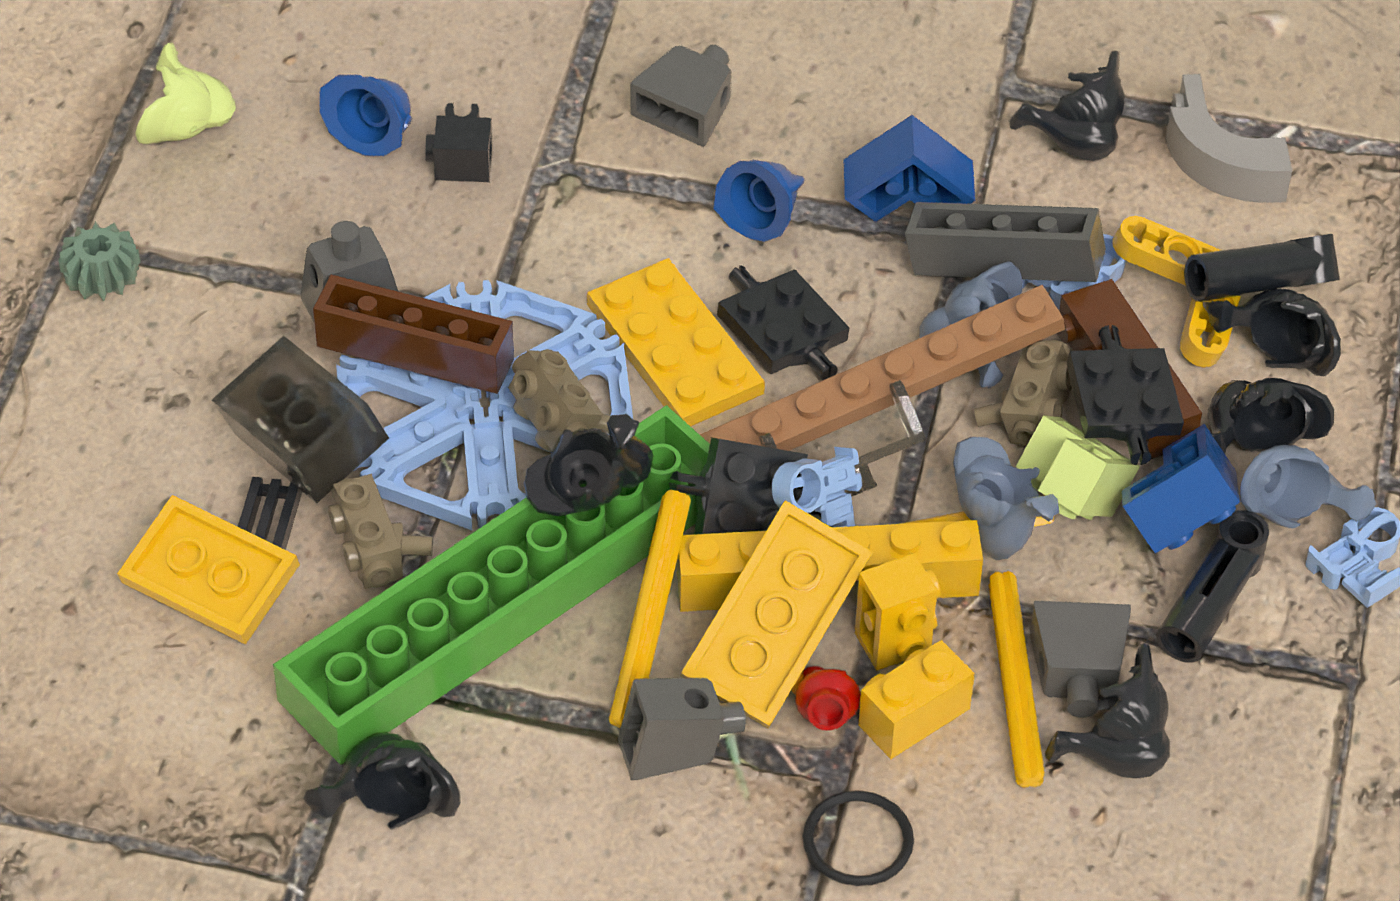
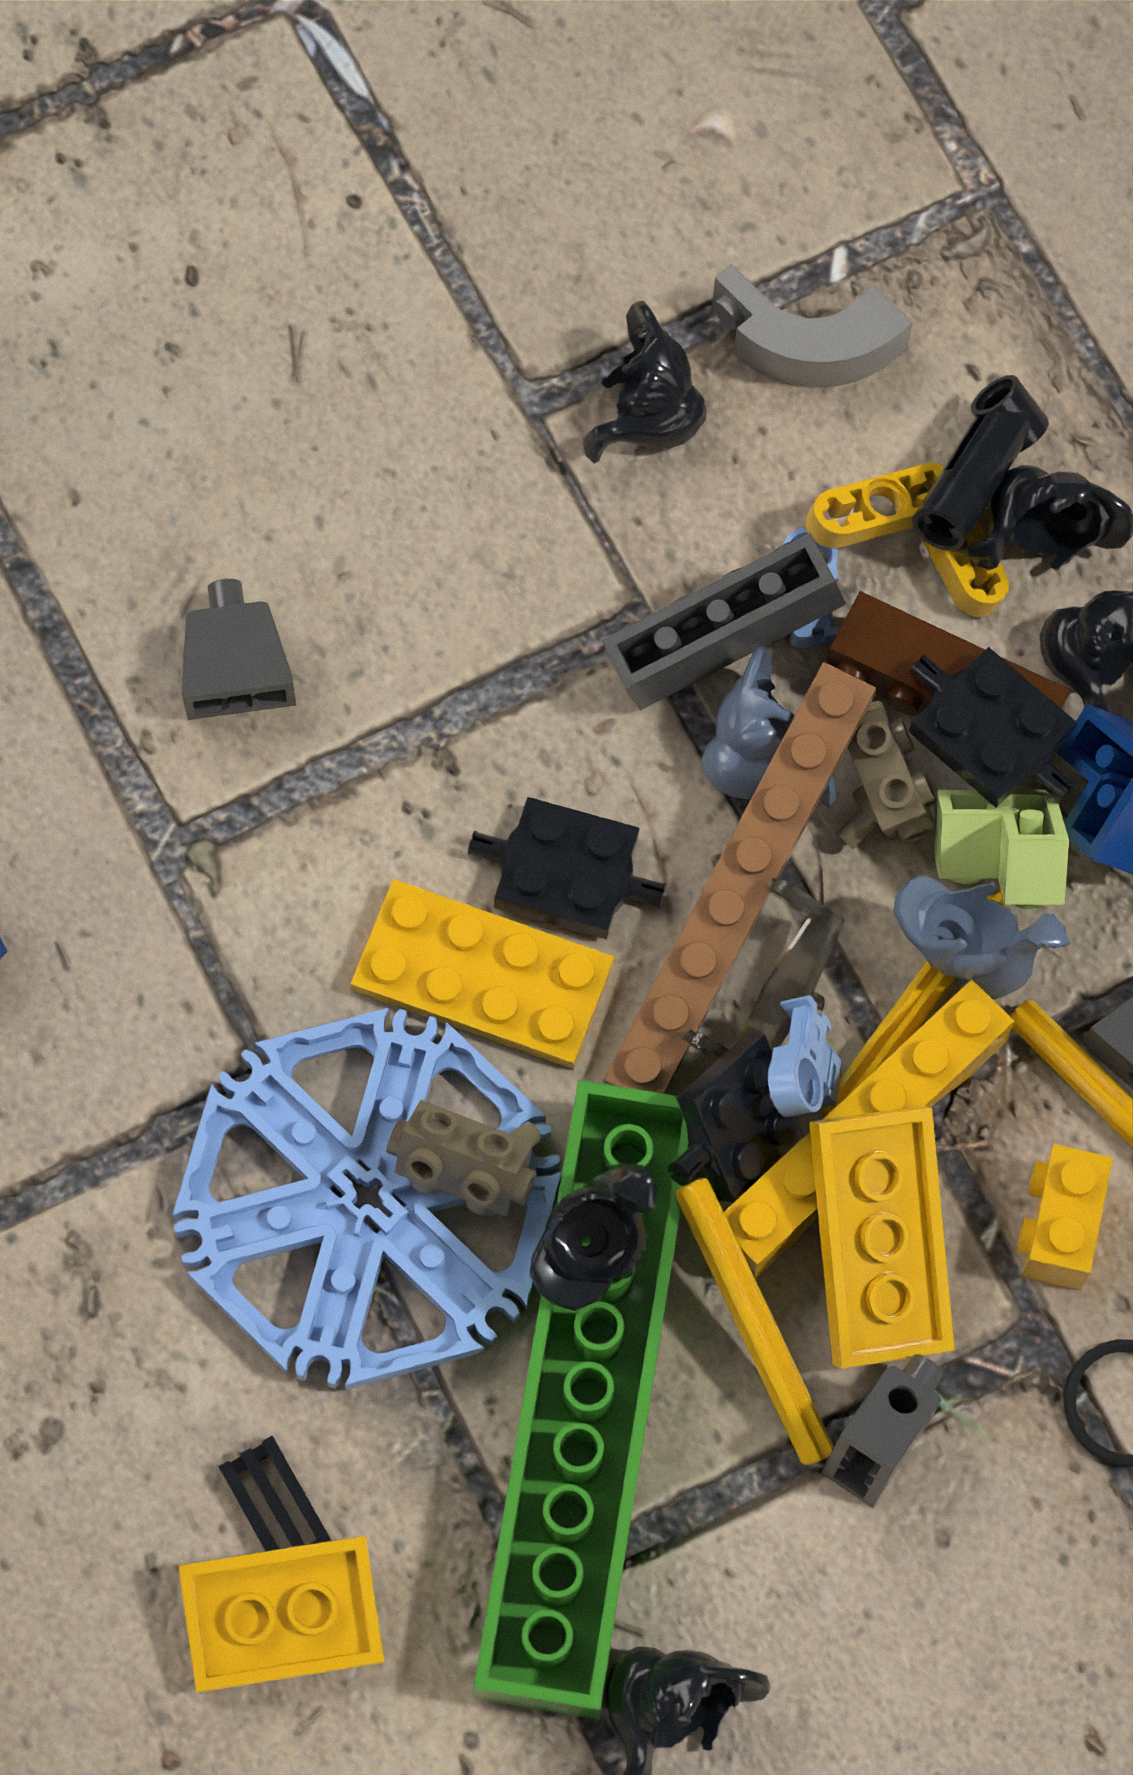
camera: 40 degrees left, 20 degrees up
(300, 419) = (229, 1378): clear smoke brick -> none
(348, 254) = (107, 1160): dark grey torso -> none
(371, 541) = (417, 1452): dark tan brick -> none
(414, 333) = (256, 1188): reddish brown brick -> none
(461, 146) = (63, 899): black brick -> none
(757, 198) = (430, 740): blue piece -> none
(826, 697) = (986, 1280): red animal -> none
(896, 610) = (984, 1140): yellow brick -> none
(907, 166) = (548, 599): blue brick -> none

